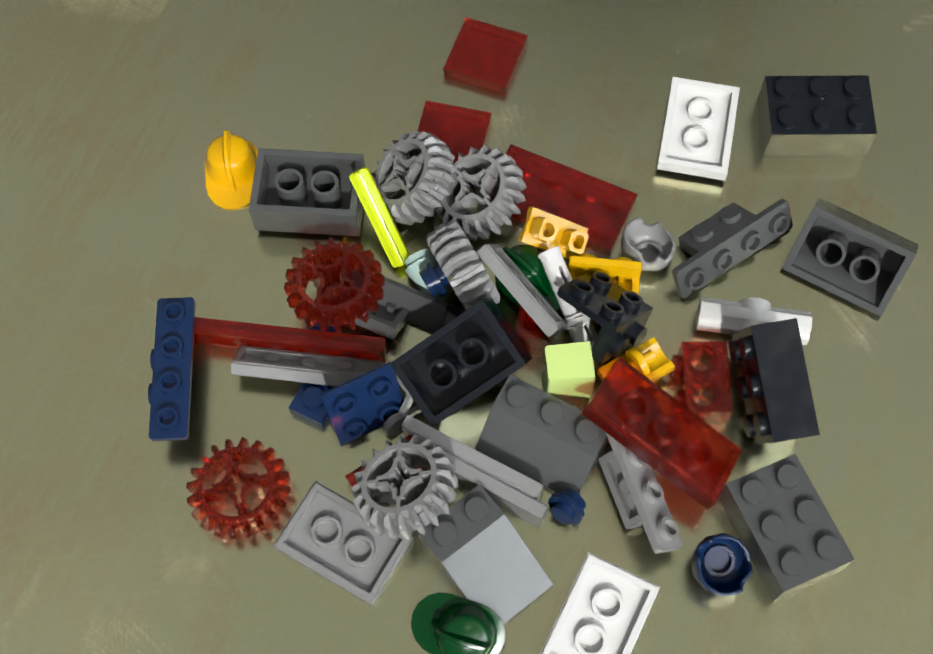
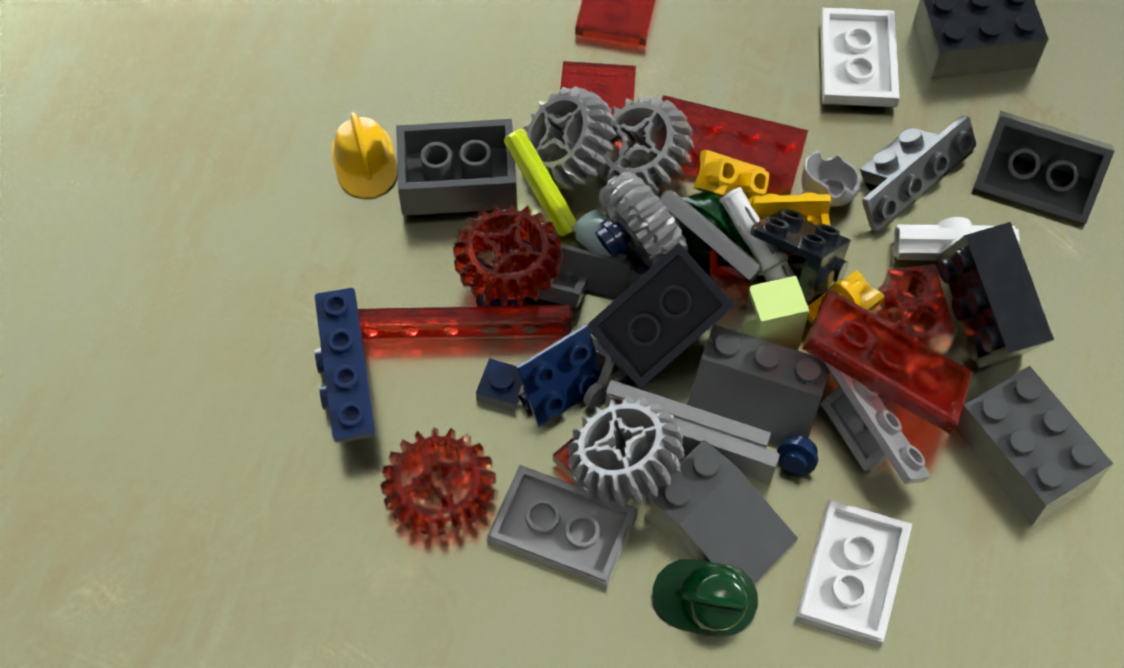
camera: 10 degrees left, 5 degrees down
(299, 366) = (477, 348): light grey tile -> none
(721, 564) = (973, 490): dark blue hair -> none

